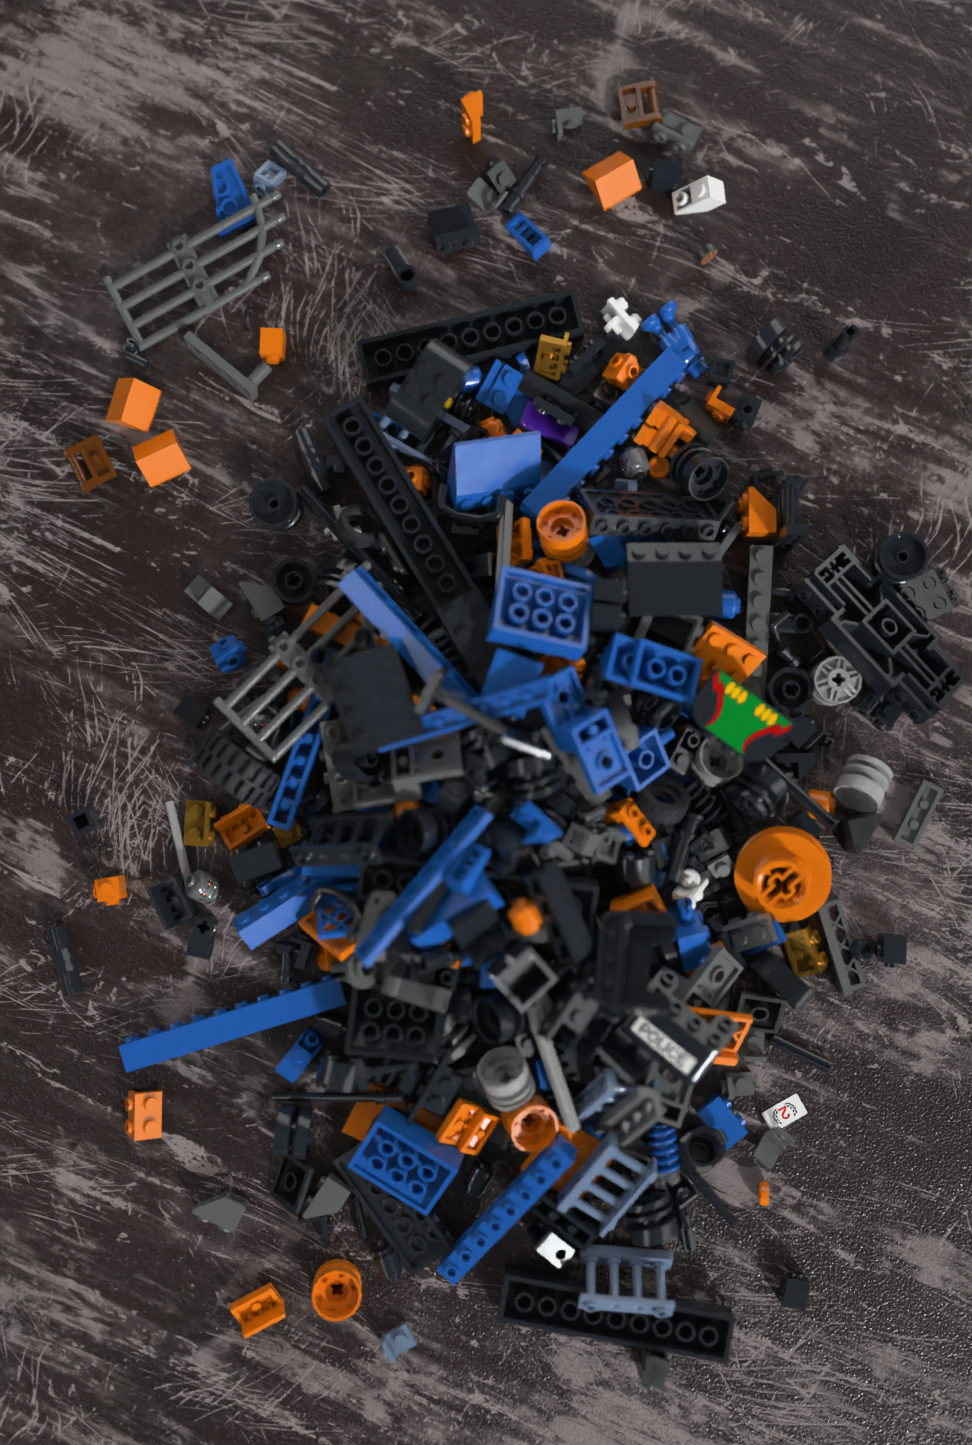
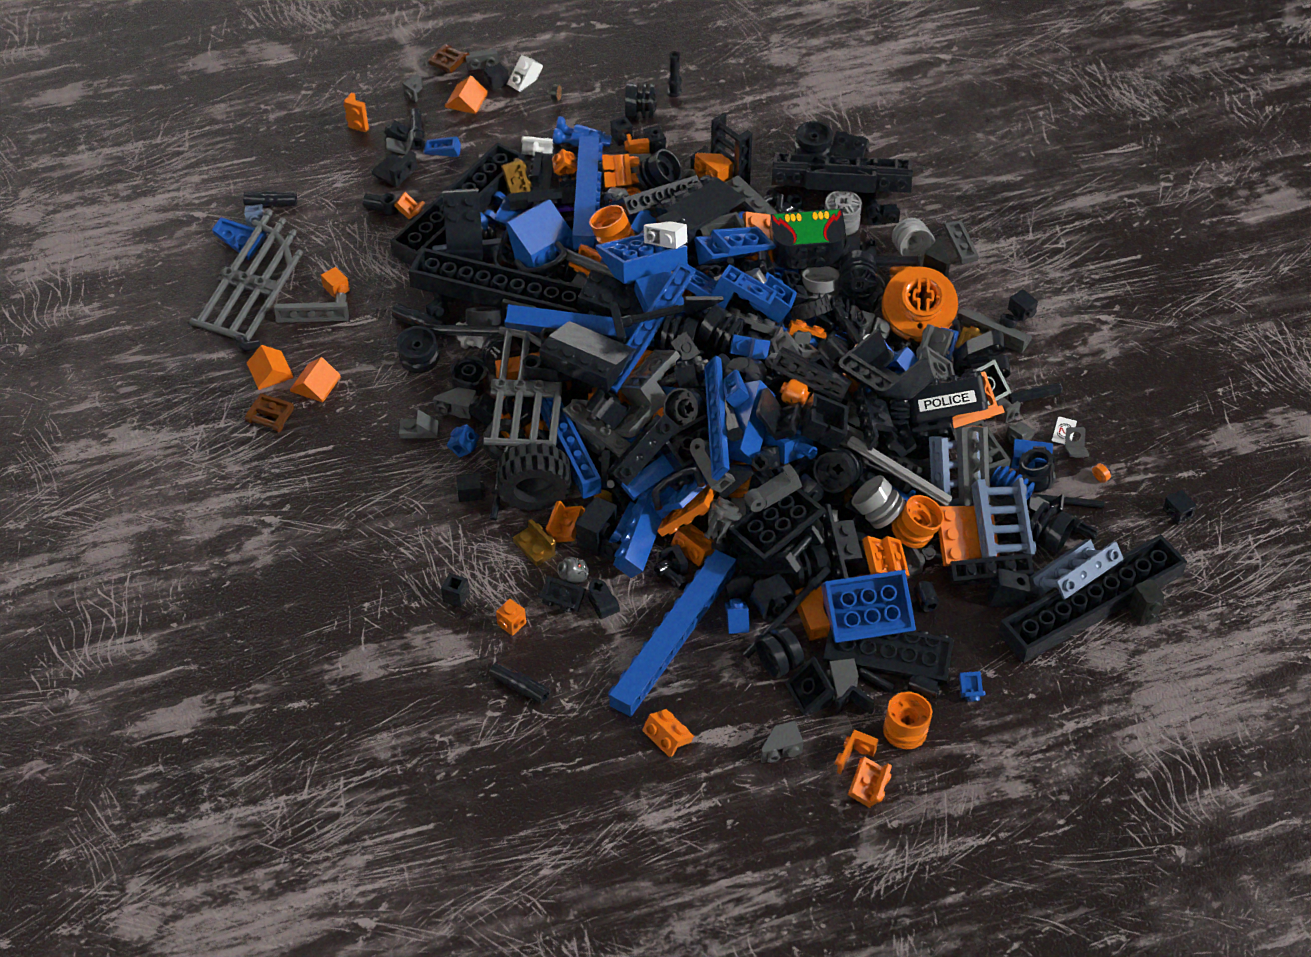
camera: 40 degrees left, 35 degrees down
(178, 840) = (526, 562): light grey bar -> none
(286, 1271) = (859, 741): none -> orange bracket
(397, 1341) = (981, 730): sand blue bracket -> none
(423, 298) = (408, 206): none -> orange bracket
(426, 1299) = (971, 686): none -> blue bracket
(498, 387) = (498, 212): blue plate -> none
(507, 1208) = (960, 581): blue brick -> none
(576, 618) = (665, 234): none -> white slope

